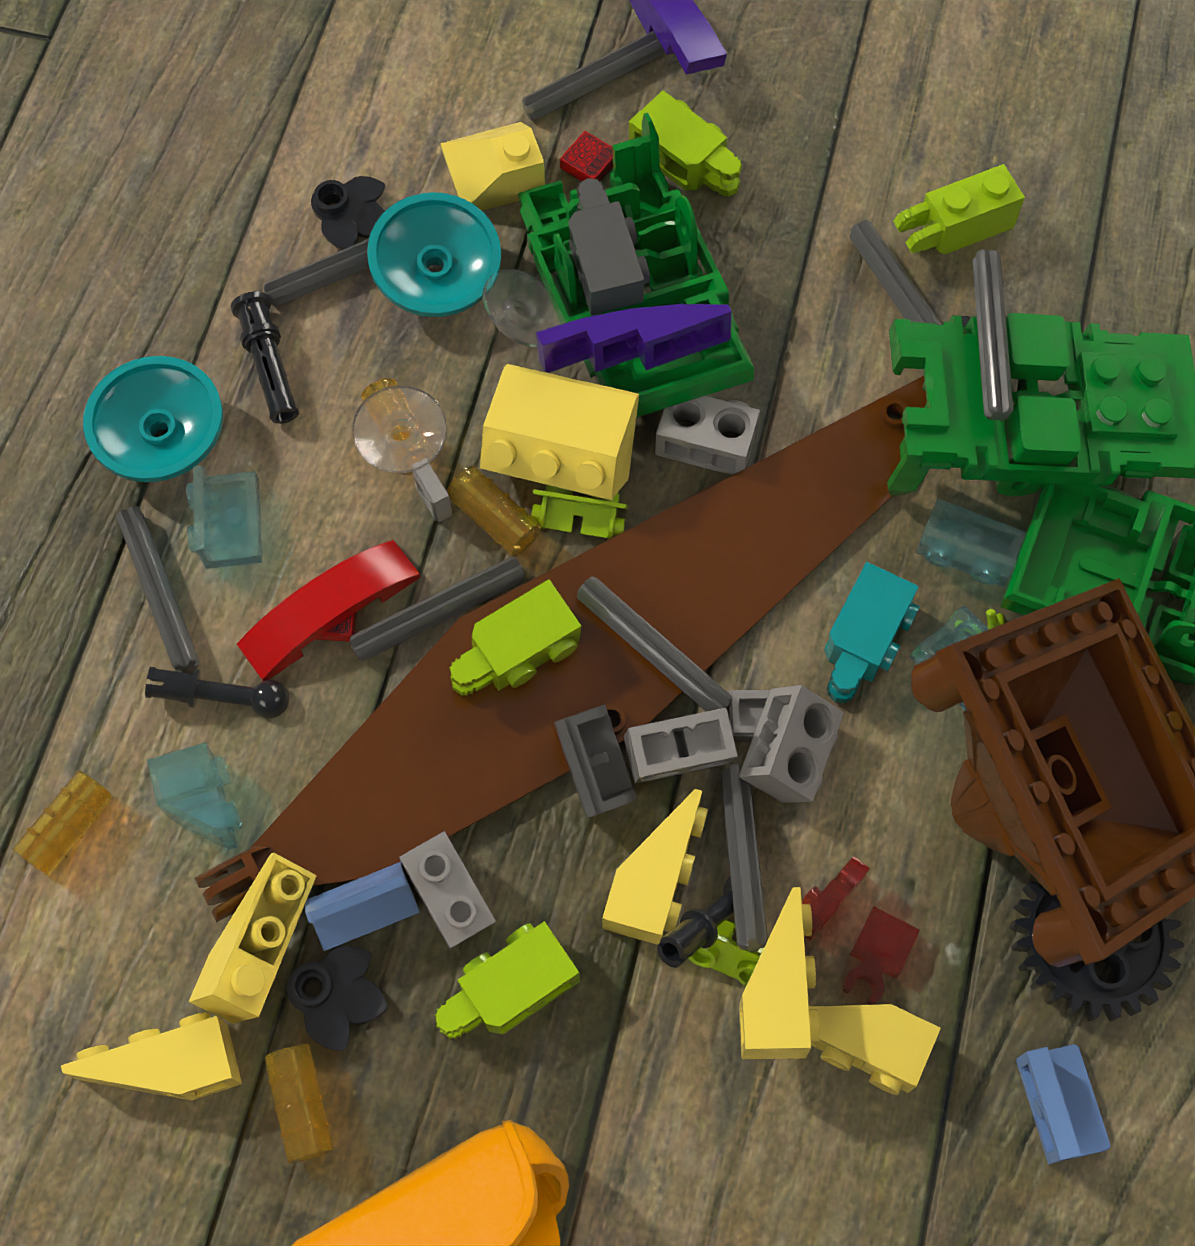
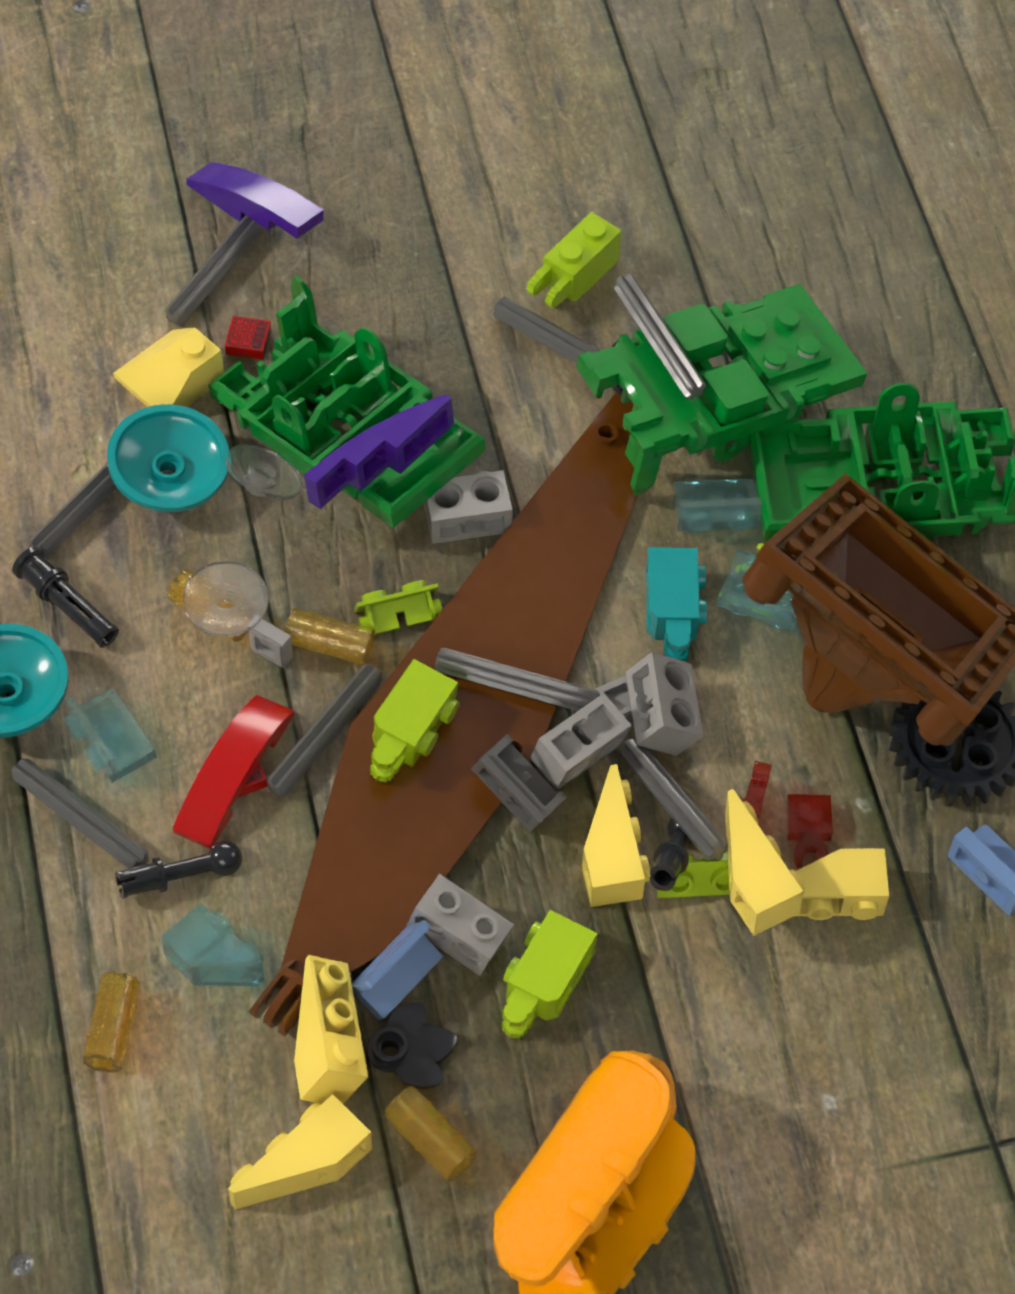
camera: 30 degrees left, 10 degrees down
(355, 209) = (71, 455): black plate -> none
(560, 432) = (355, 548): light yellow slope -> none
(605, 251) = (314, 386): dark grey hinge -> none
(689, 147) = (336, 294): lime hinge -> none

